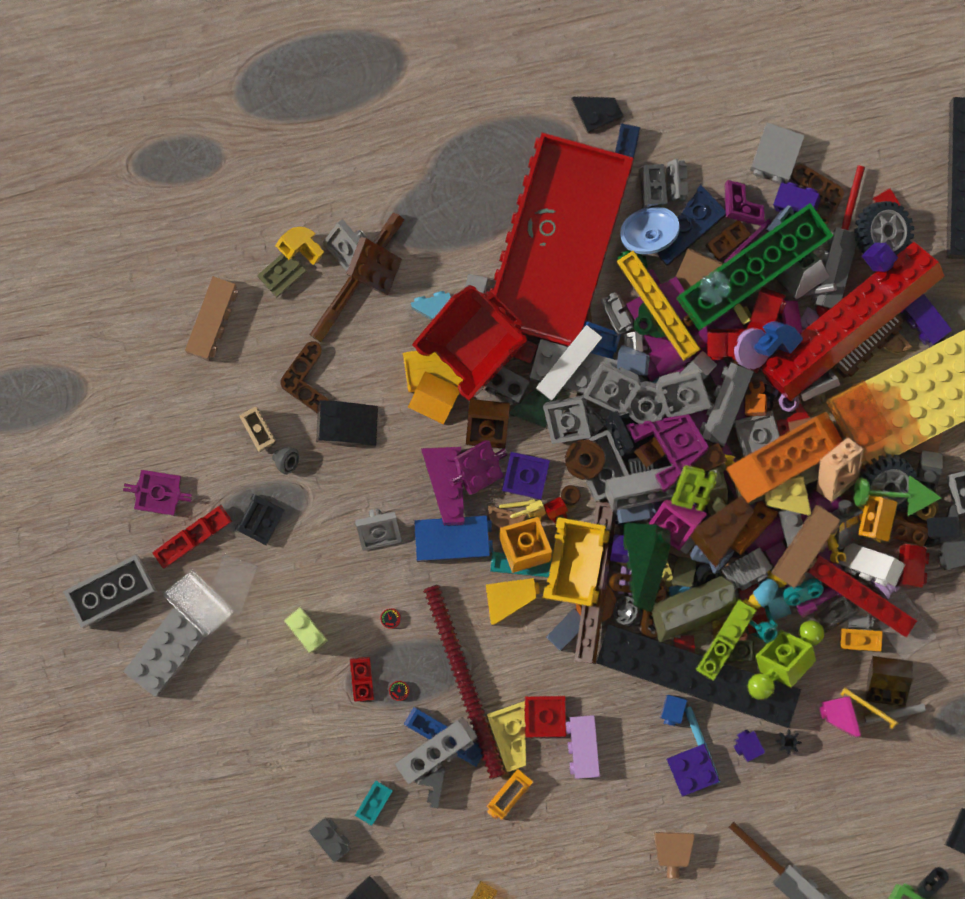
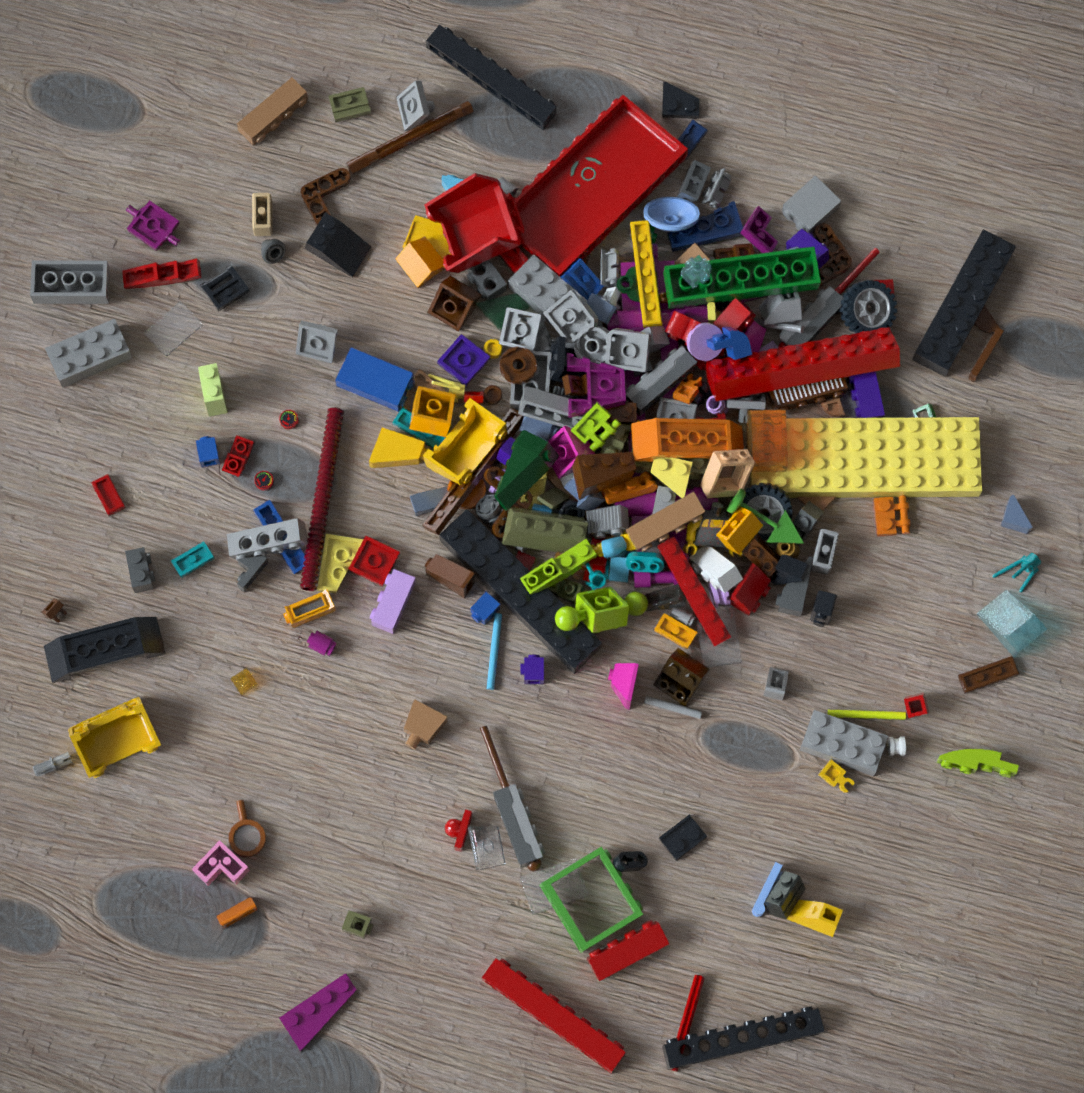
camera: 25 degrees right, 10 degrees down
(198, 603) = (137, 326): clear tile -> none
(259, 780) = (108, 495): none -> red tile
(300, 240) = (377, 84): yellow brick -> none
(331, 690) = (207, 451): none -> blue brick
(374, 266) = (427, 130): reddish brown plate -> none
(403, 176) = (491, 77): none -> black brick
(441, 468) = (395, 330): magenta wing -> none
(478, 467) = (427, 331): magenta plate -> none
(538, 821) = (321, 643): none -> magenta brick
(546, 449) = (493, 348): none -> yellow tile
(569, 362) = (546, 282): white tile -> none
(624, 694) = (450, 575): none -> reddish brown slope
(693, 769) = (475, 666): dark purple plate -> none
(794, 742) = (571, 678): black gear -> none
(880, 257) = (852, 322): dark purple brick -> none
(893, 722) = (641, 665): yellow piece -> none

